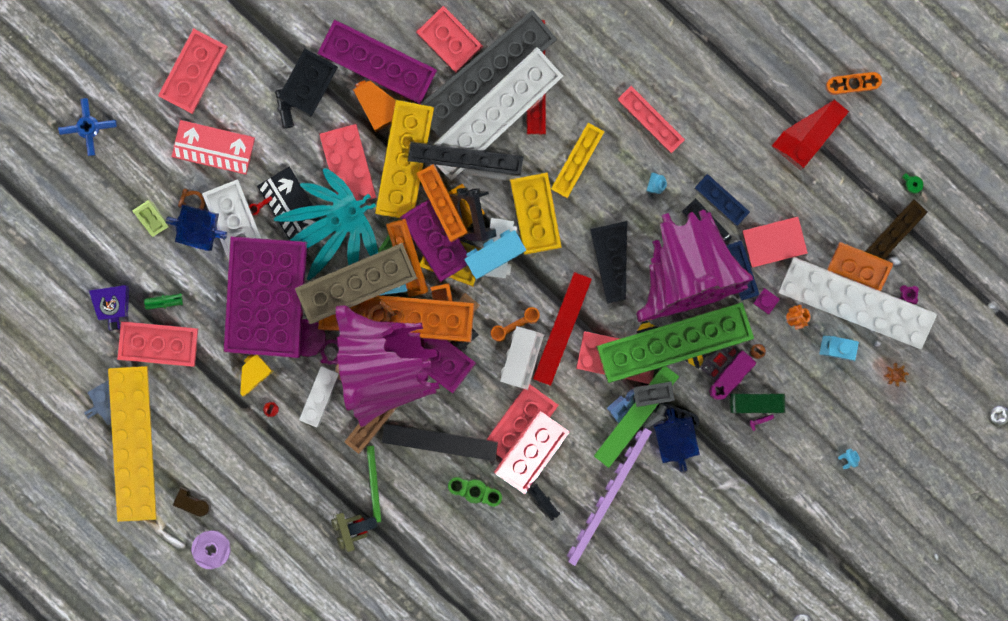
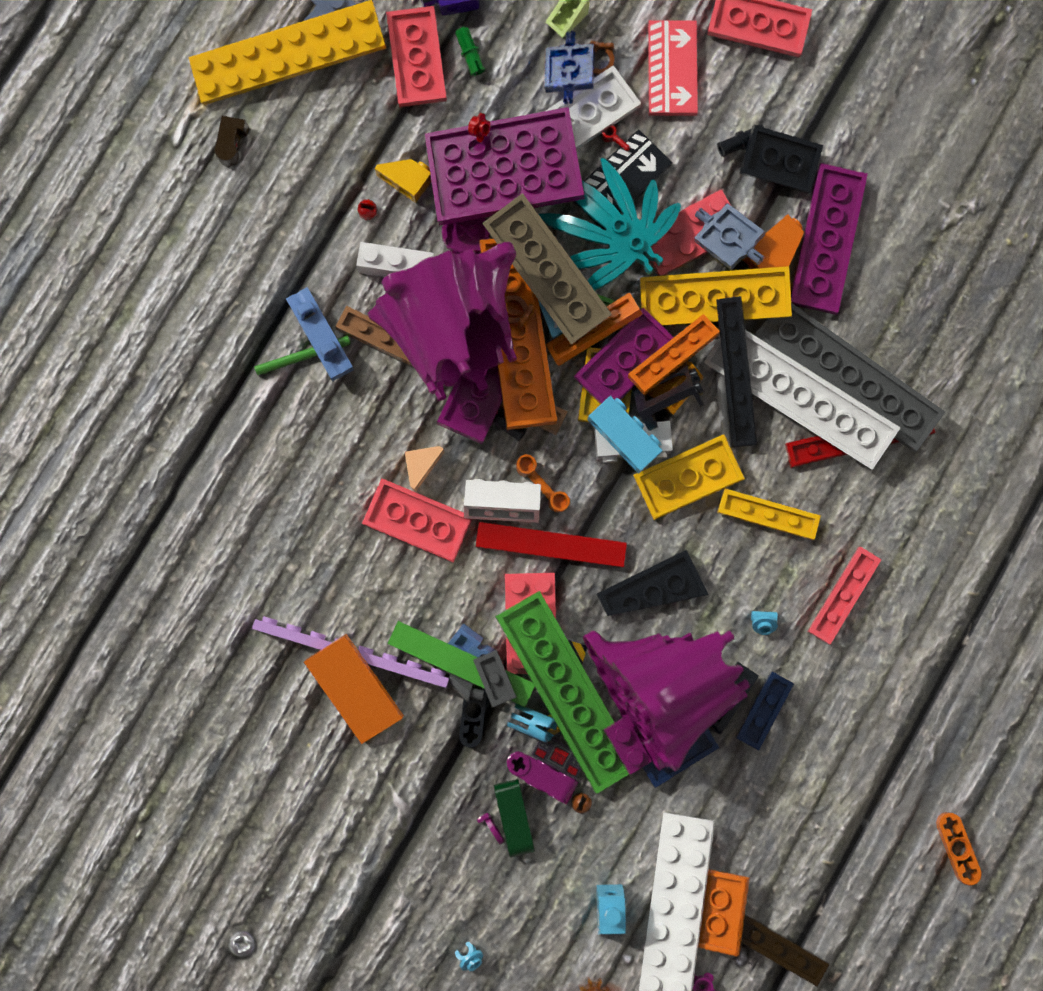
camera: 75 degrees right, 5 degrees down
(201, 554) = (170, 165): lavender plate -> none
(231, 308) = (479, 127): none -> red plate
(359, 526) = (233, 330): olive plate -> none
(360, 138) = (729, 236): none -> sand blue plate
(361, 467) = (320, 334): none -> medium blue hinge
(440, 442) = (372, 424): black tile -> none
(441, 292) = (561, 383): orange panel -> none
(449, 39) = (879, 320): coral tile -> none
(465, 491) = (320, 469): bright green piece -> none
(479, 413) = (421, 463): none -> light nougat slope
(531, 452) = (386, 541): tile -> none
(543, 502) = (325, 571): black pin -> none
(636, 500) = (353, 688): none -> orange tile
(676, 440) = (442, 723): clear blue plate -> none
(693, 371) = (535, 724): none -> medium azure arm
(724, 307) = (627, 745): none -> magenta plate
(766, 301) = (648, 799): magenta plate -> none
(774, 242) = (727, 792): coral tile -> none
(798, 317) = (638, 845): orange gear -> none
(807, 136) = (872, 801): red wedge -> none
(909, 183) = (850, 953): green piece -> none

